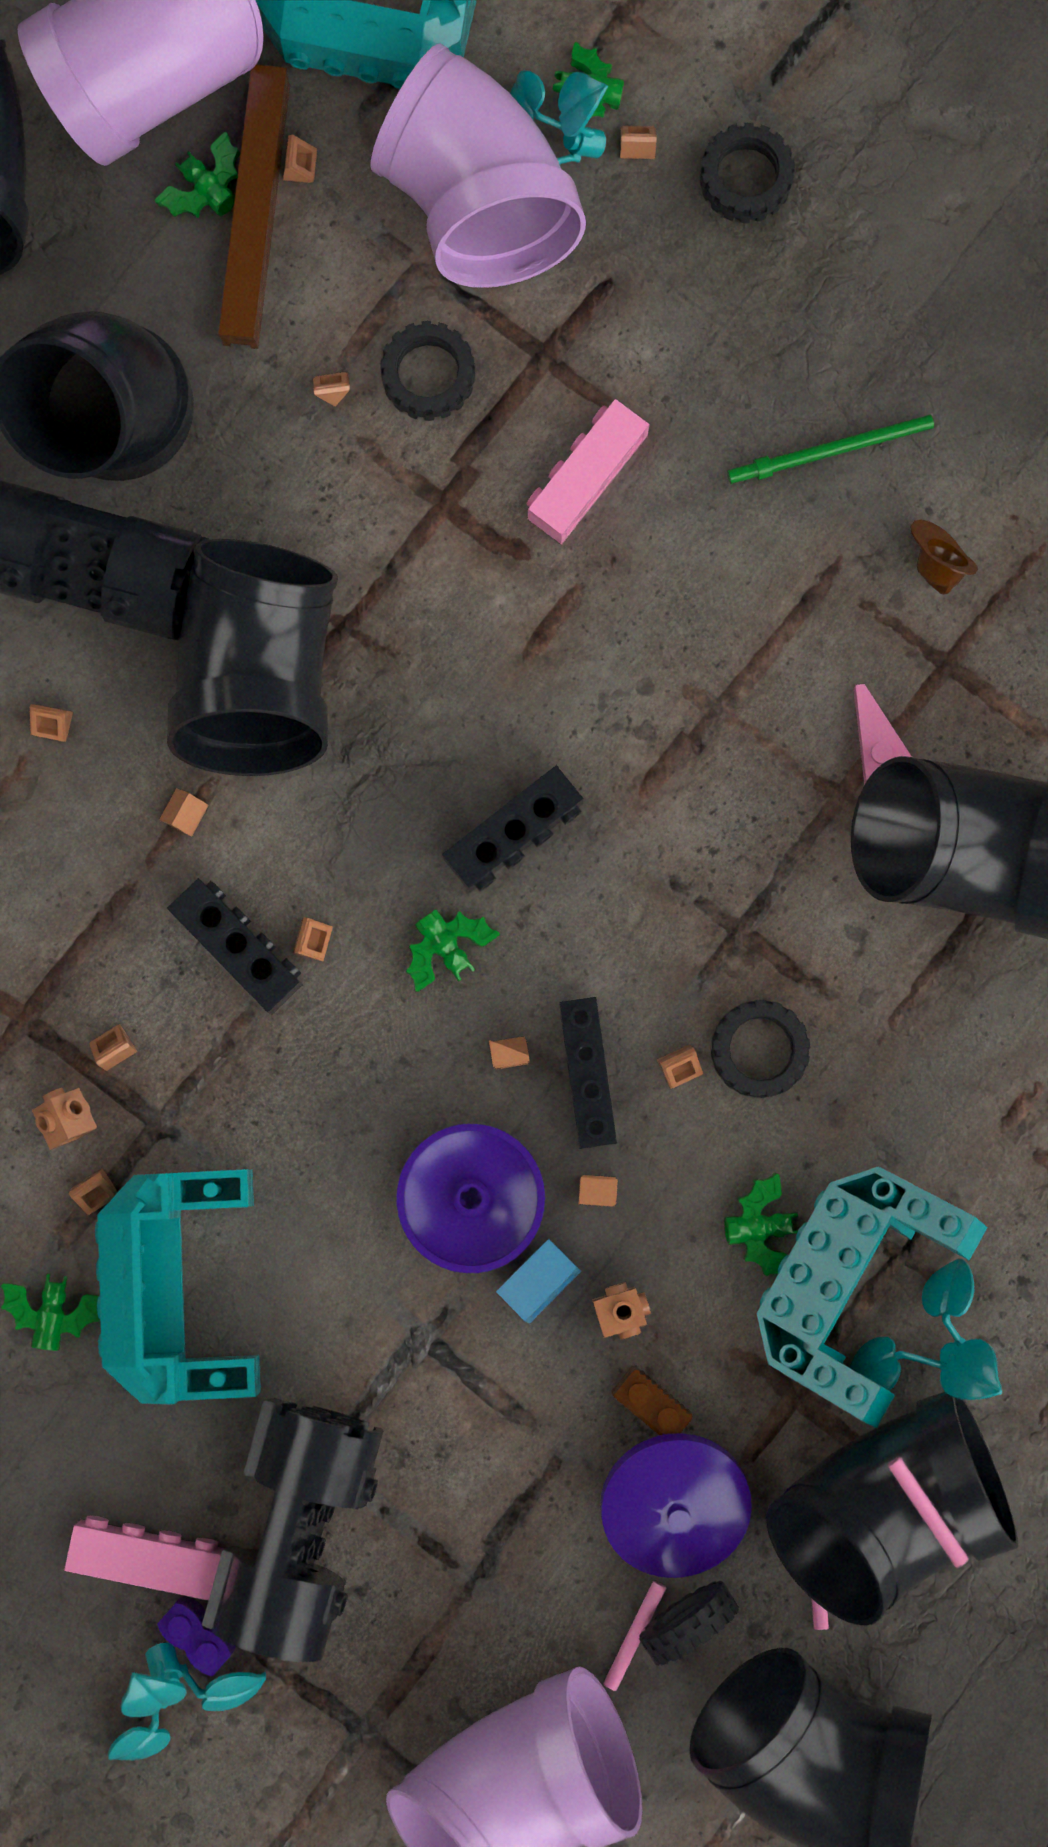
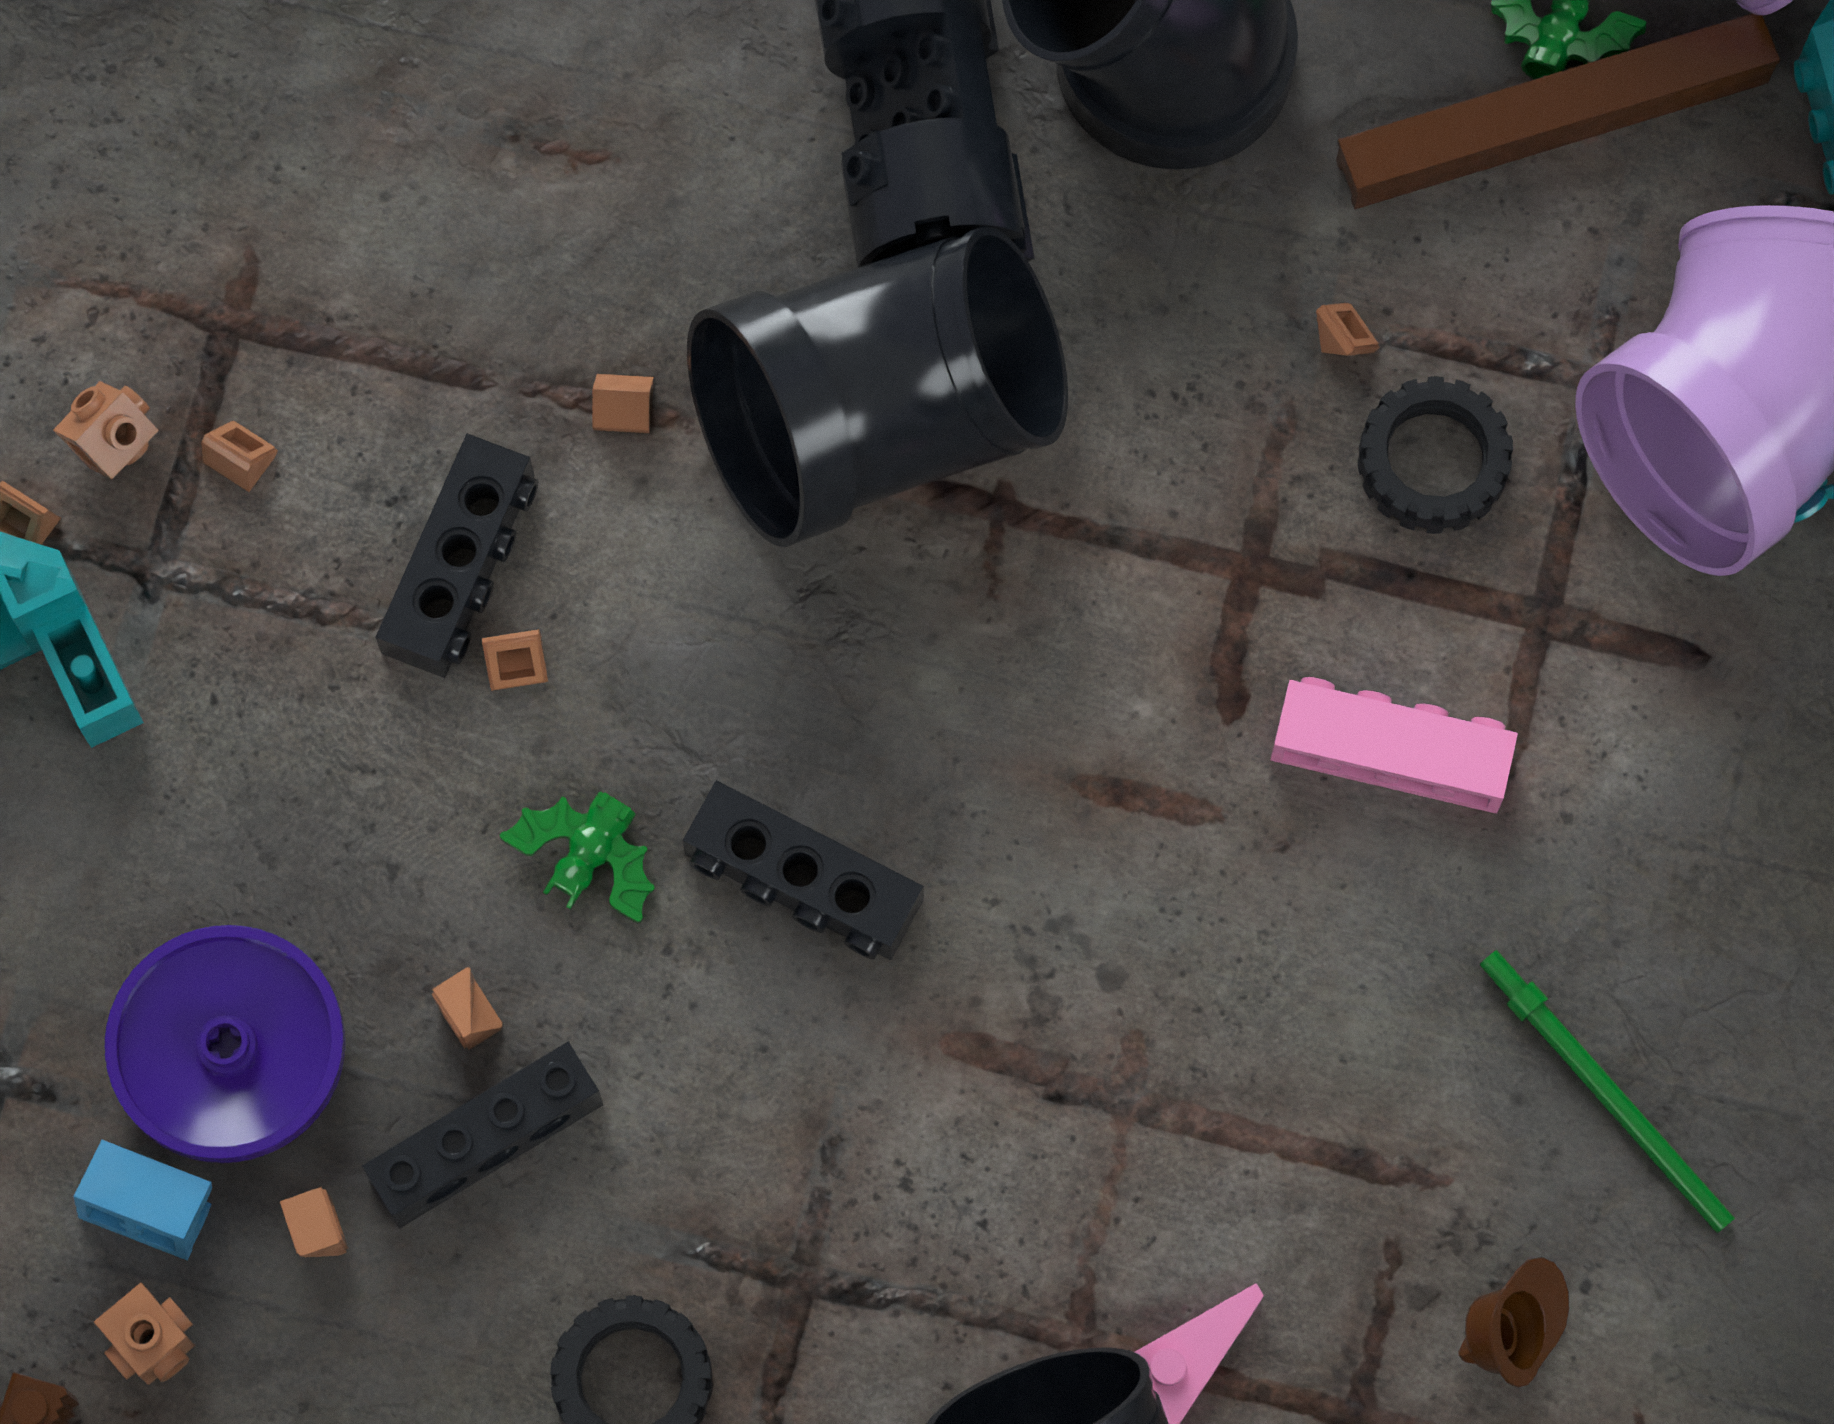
camera: 65 degrees right, 10 degrees down
(49, 722) = (672, 165): nougat slope -> none
(299, 161) = (1660, 142): nougat slope -> none
(680, 1066) = (554, 1271): nougat slope -> none

